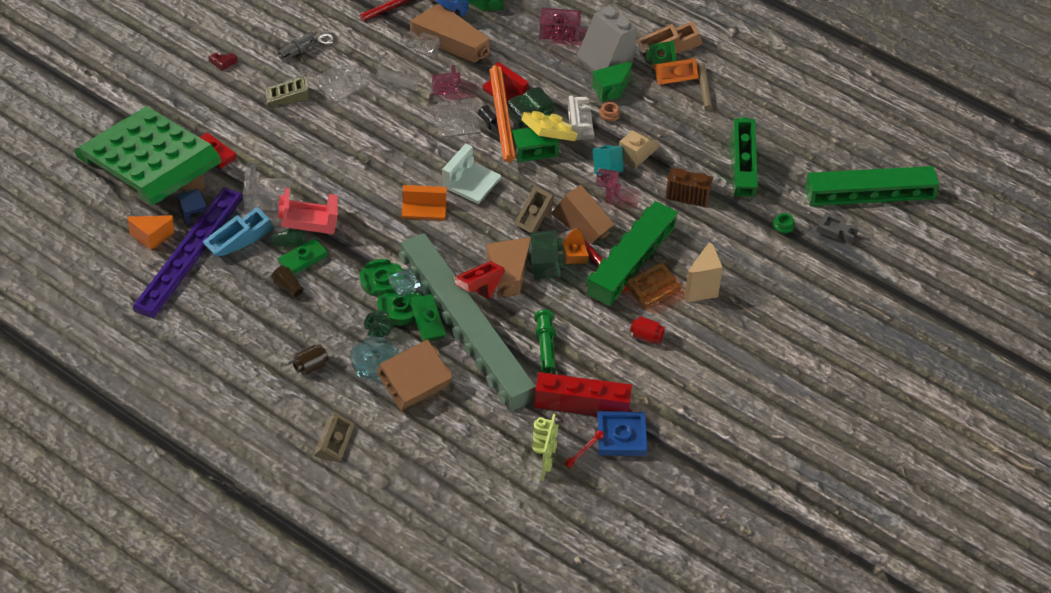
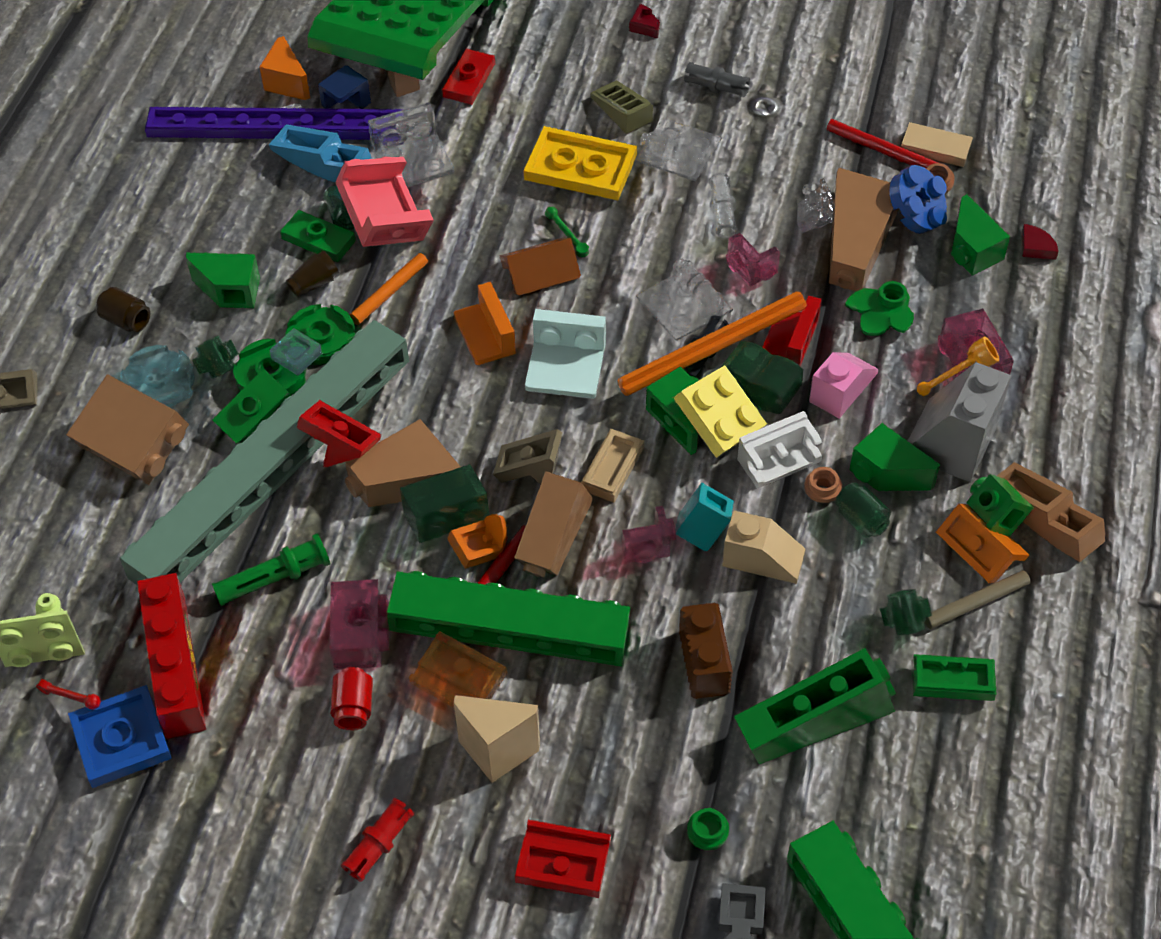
camera: 70 degrees right, 5 degrees up
(285, 279) = (260, 232): dark brown cone -> none
(315, 305) = (226, 278): none -> green slope
(324, 124) = (580, 163): none -> yellow plate
(336, 265) = (312, 274): none -> dark brown cone
(365, 236) = (388, 288): none -> orange bar
(387, 148) = (582, 249): none -> green hinge
(391, 164) = (541, 265): none -> dark orange panel
(508, 47) = (882, 308): none -> green plate
(550, 184) = (612, 465): none -> tan tile
(551, 80) = (840, 382): none -> bright pink slope
(575, 17) = (980, 351): none -> light orange hinge
(602, 315) = (352, 604): none -> clear pink brick
(635, 102) = (863, 510): none -> clear green brick
(704, 109) = (906, 612): none -> clear green gear
(734, 345) = (377, 839): none -> red pin
(746, 107) = (954, 677): none -> green plate
(777, 279) = (563, 858): none -> red plate

